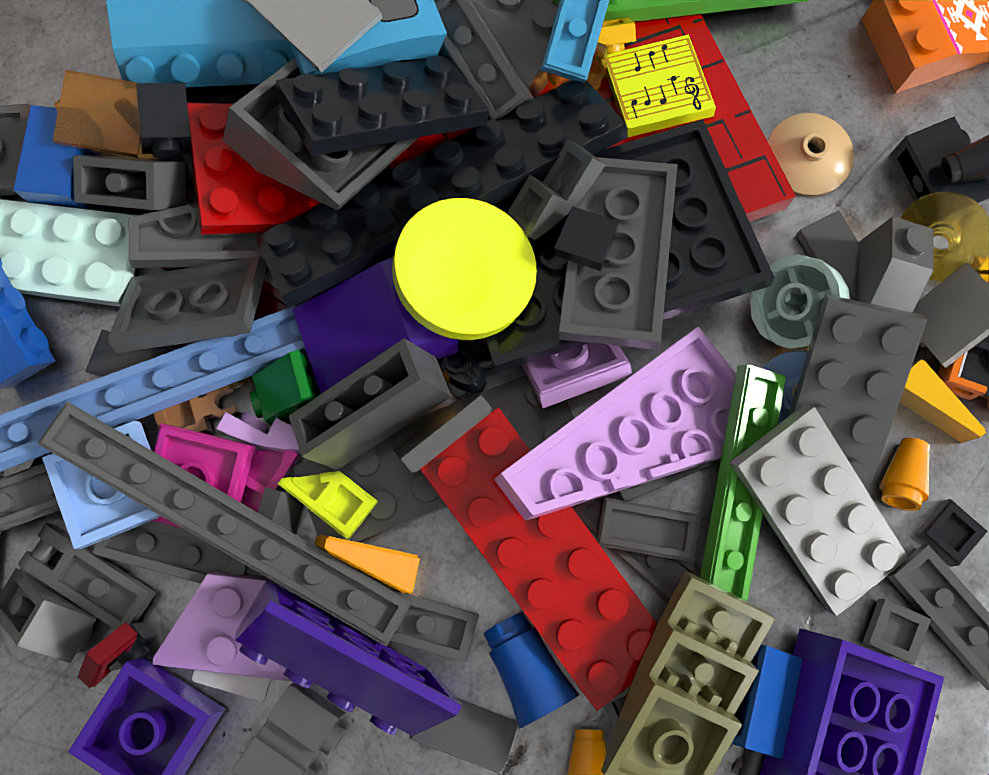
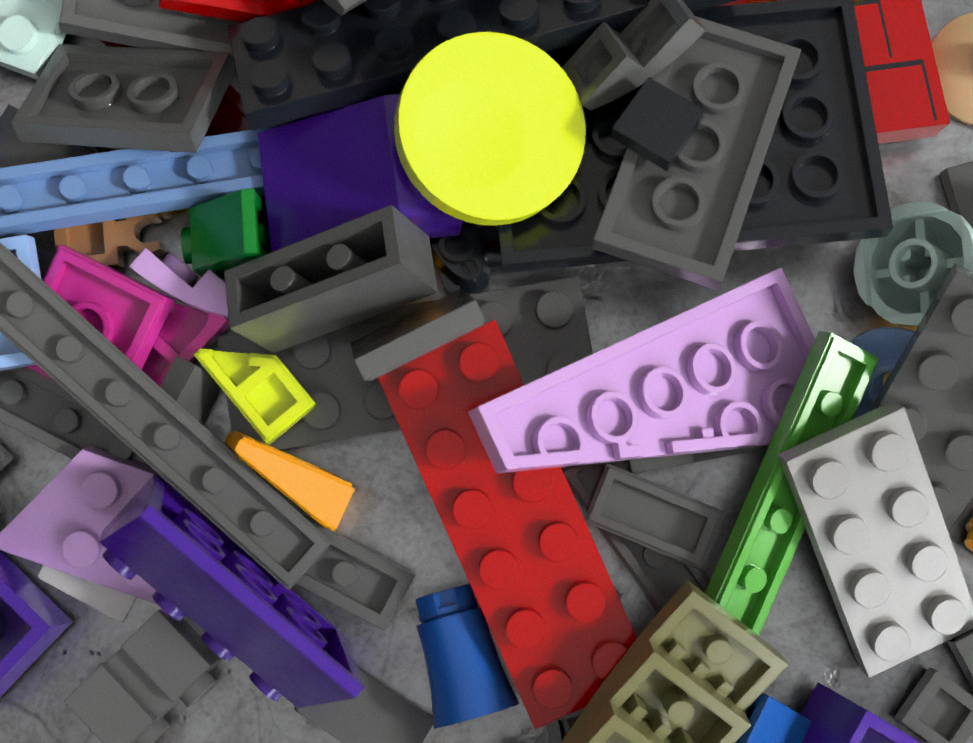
camera: 10 degrees right, 5 degrees up
(576, 372) = (607, 294): lavender tile -> none

